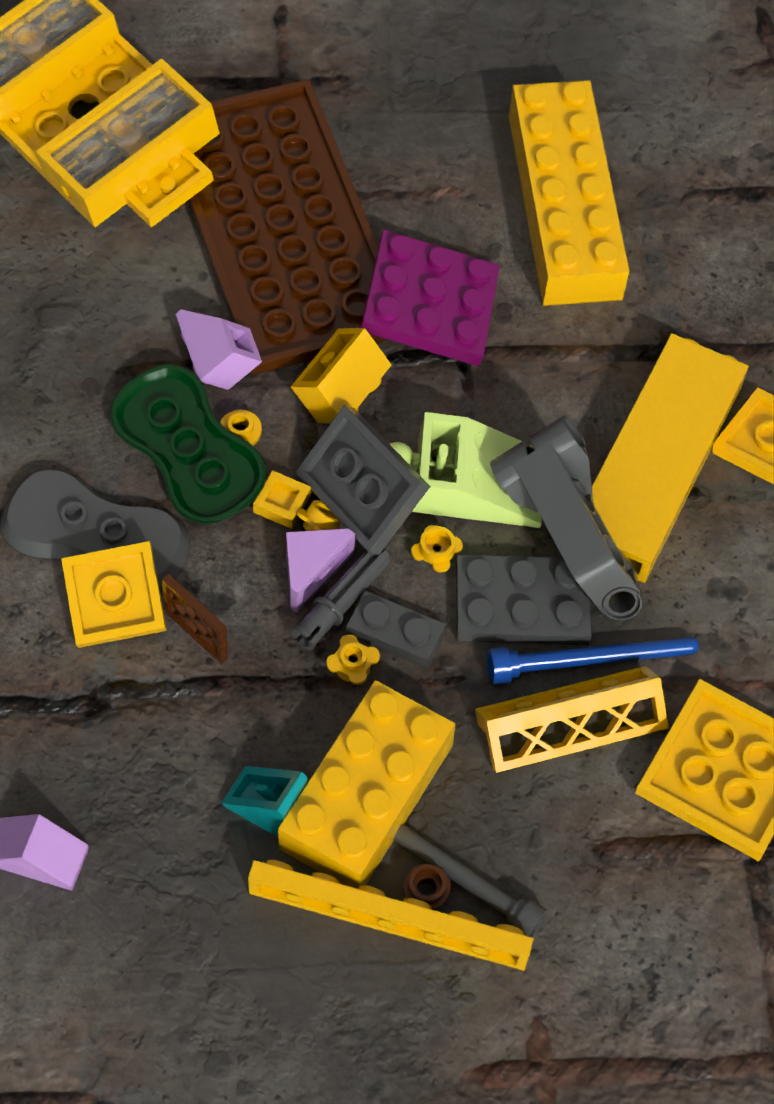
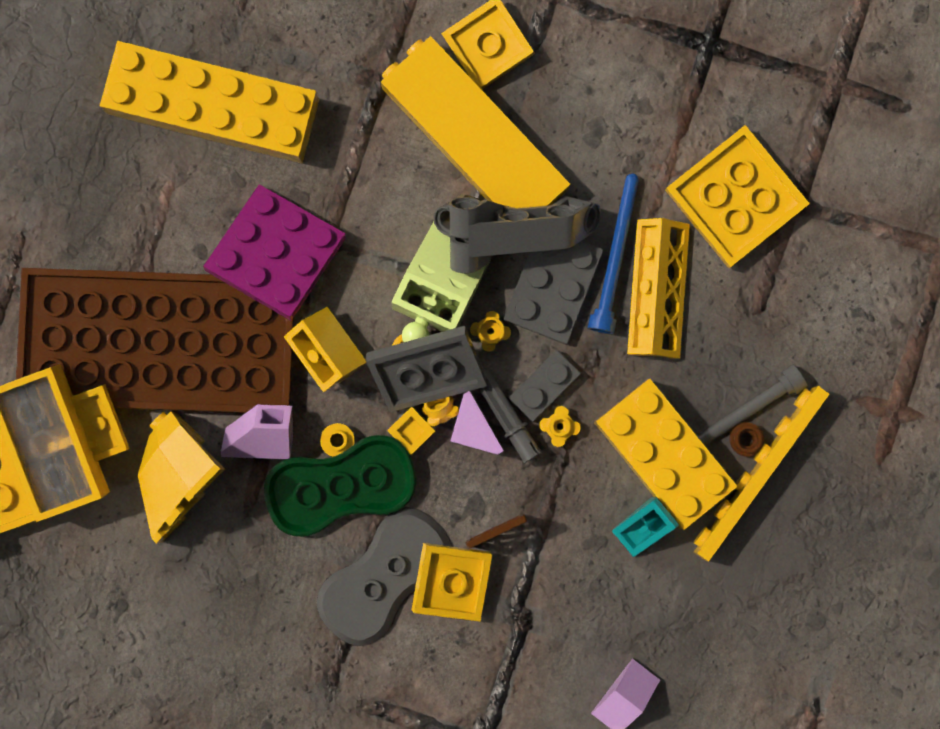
camera: 65 degrees left, 25 degrees up
(152, 261) = (173, 473): none -> yellow brick

